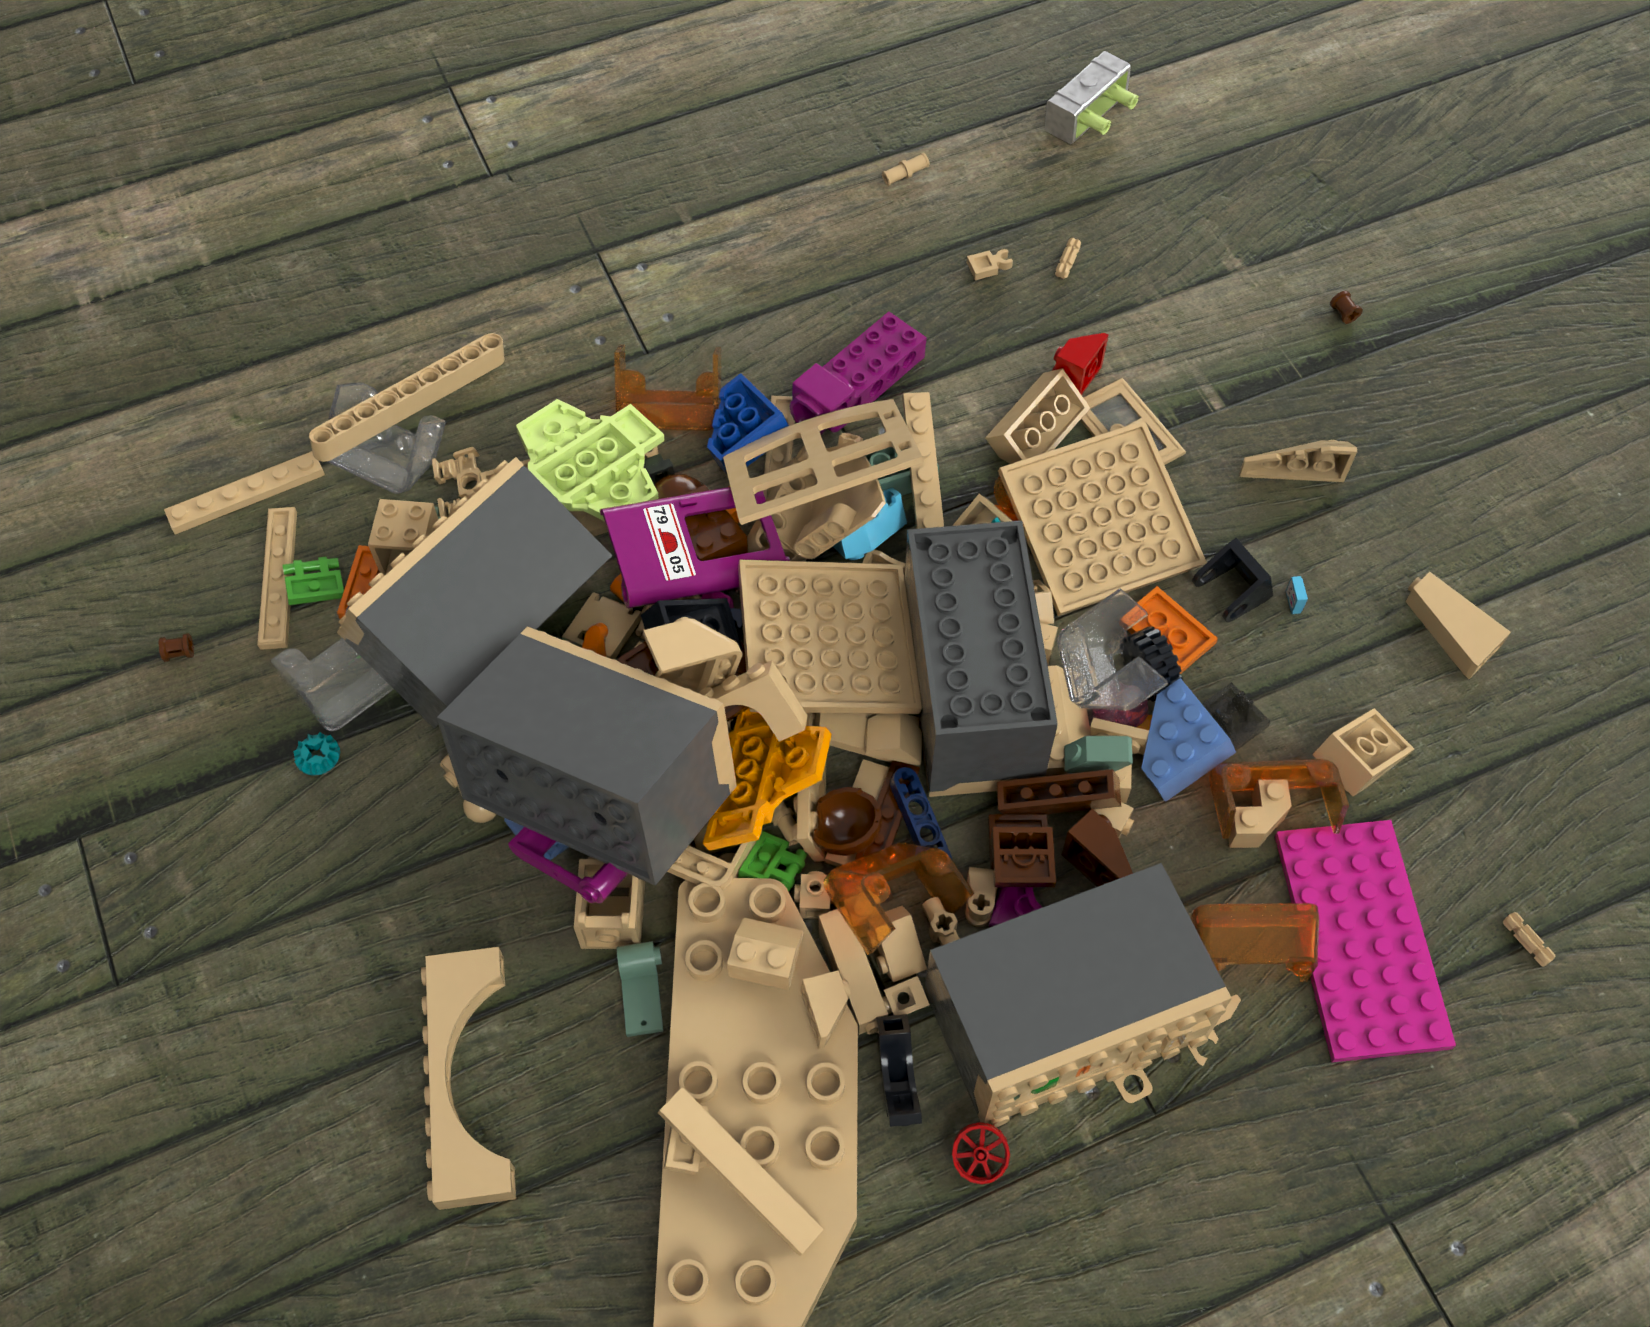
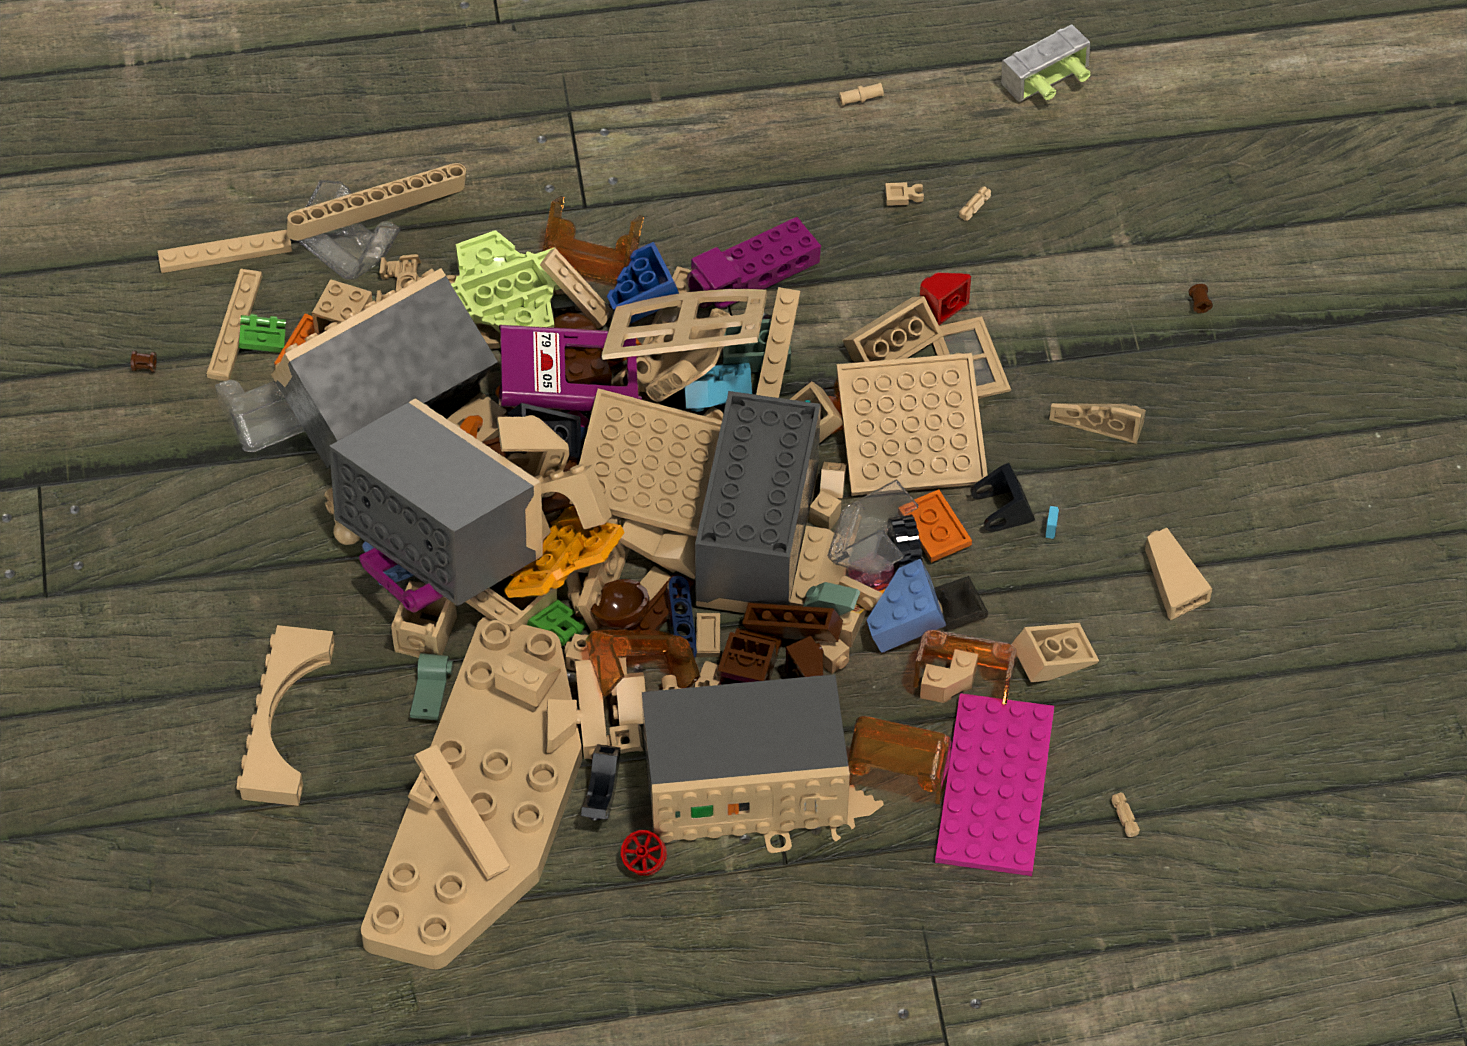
camera: 15 degrees right, 5 degrees down
(317, 764) = (231, 473): teal gear -> none
(669, 444) = (576, 288): none -> tan plate
(956, 829) = (708, 635): none -> tan tile

